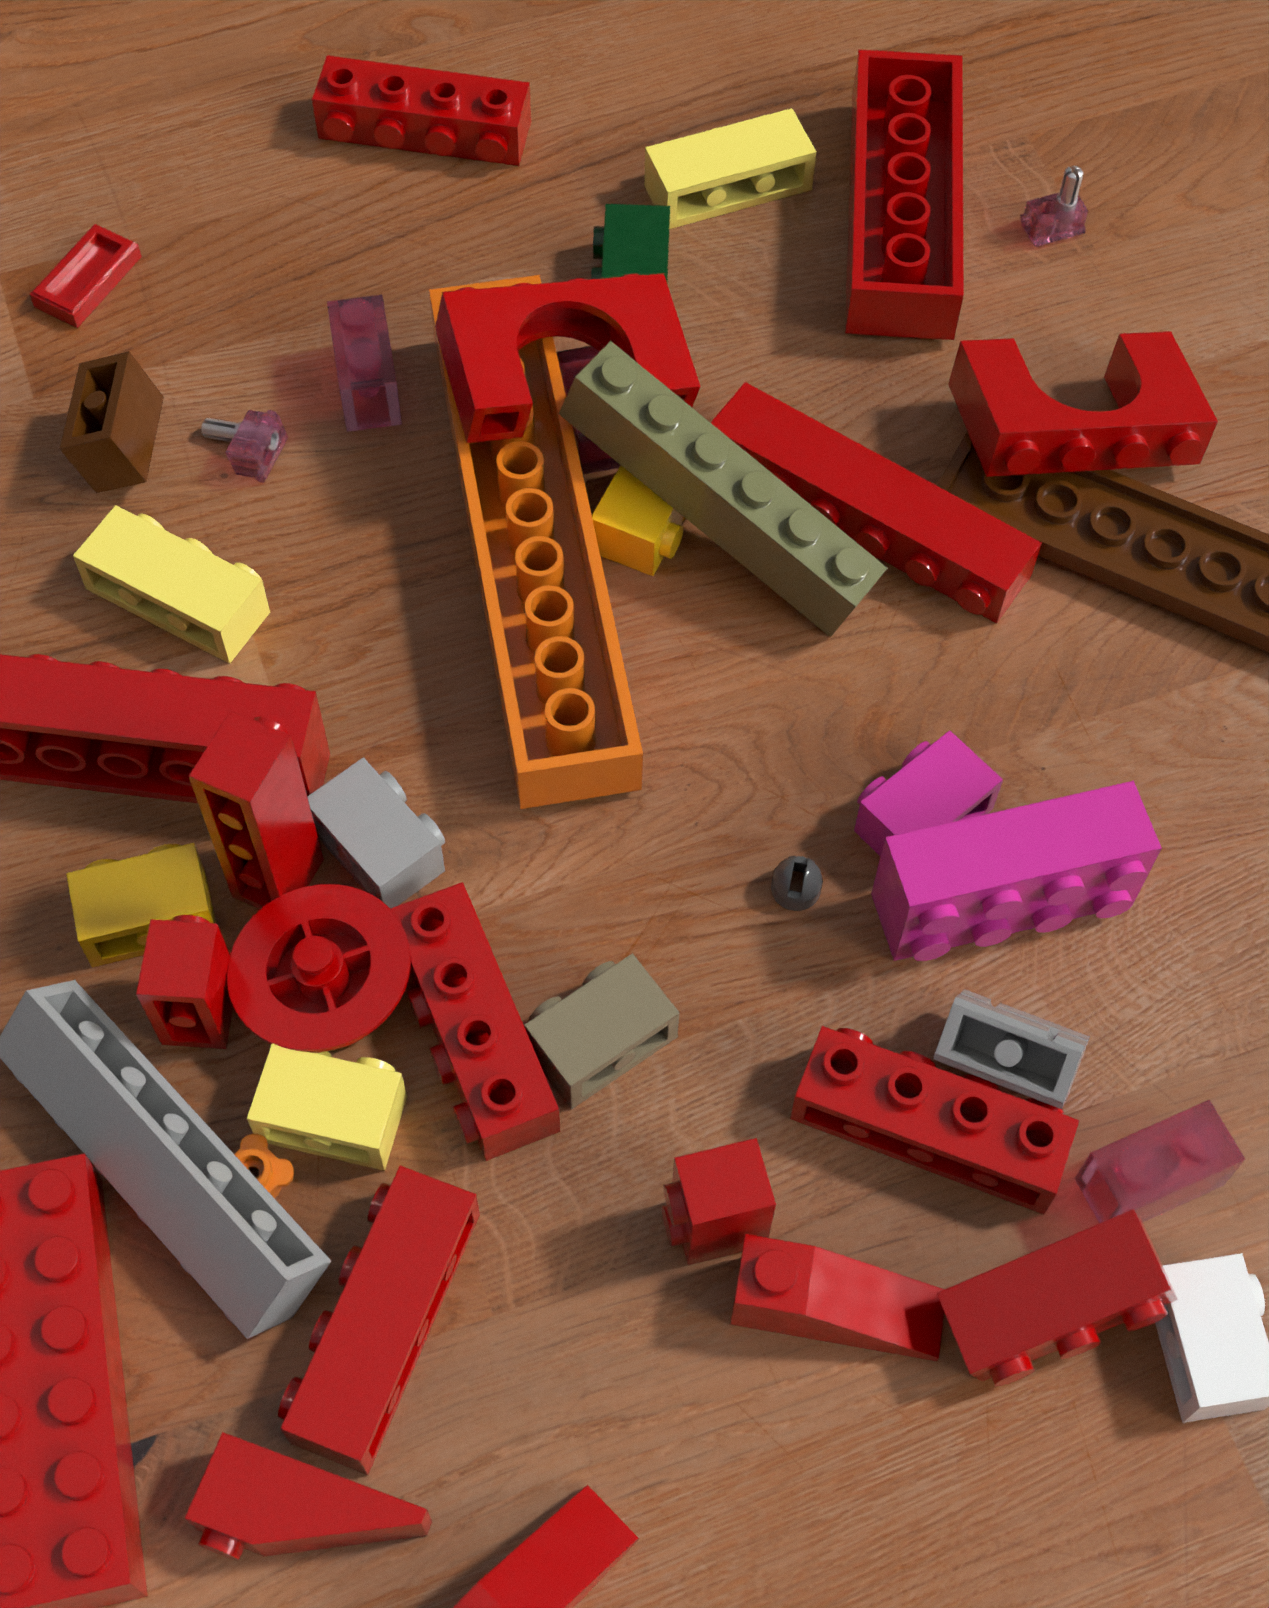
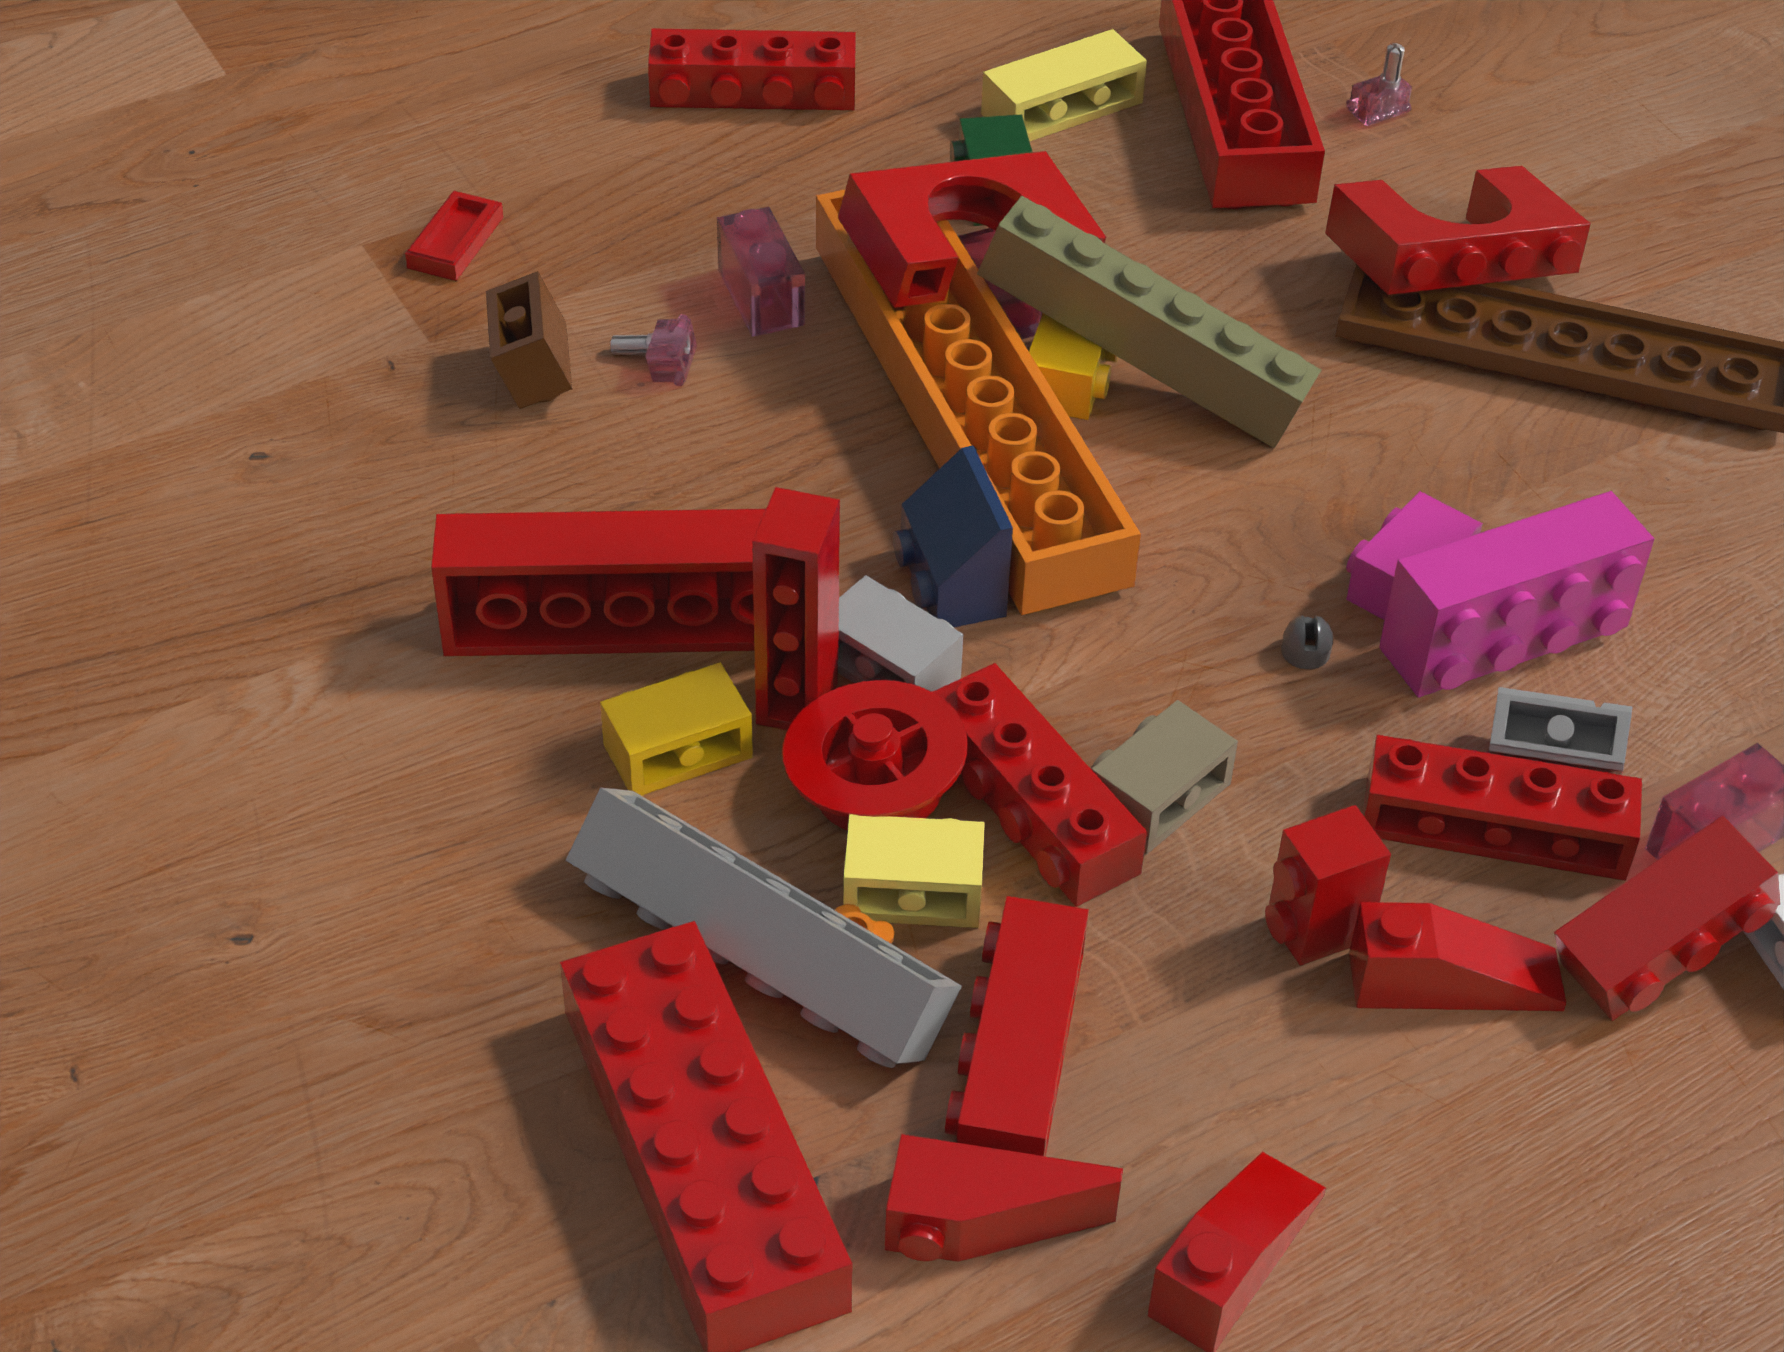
camera: 10 degrees left, 15 degrees down
(173, 583) = (620, 463): light yellow brick -> none
(186, 982) = (752, 776): red brick -> none
(462, 730) = (957, 543): none -> dark blue slope
(885, 506) = (1356, 349): red brick -> none

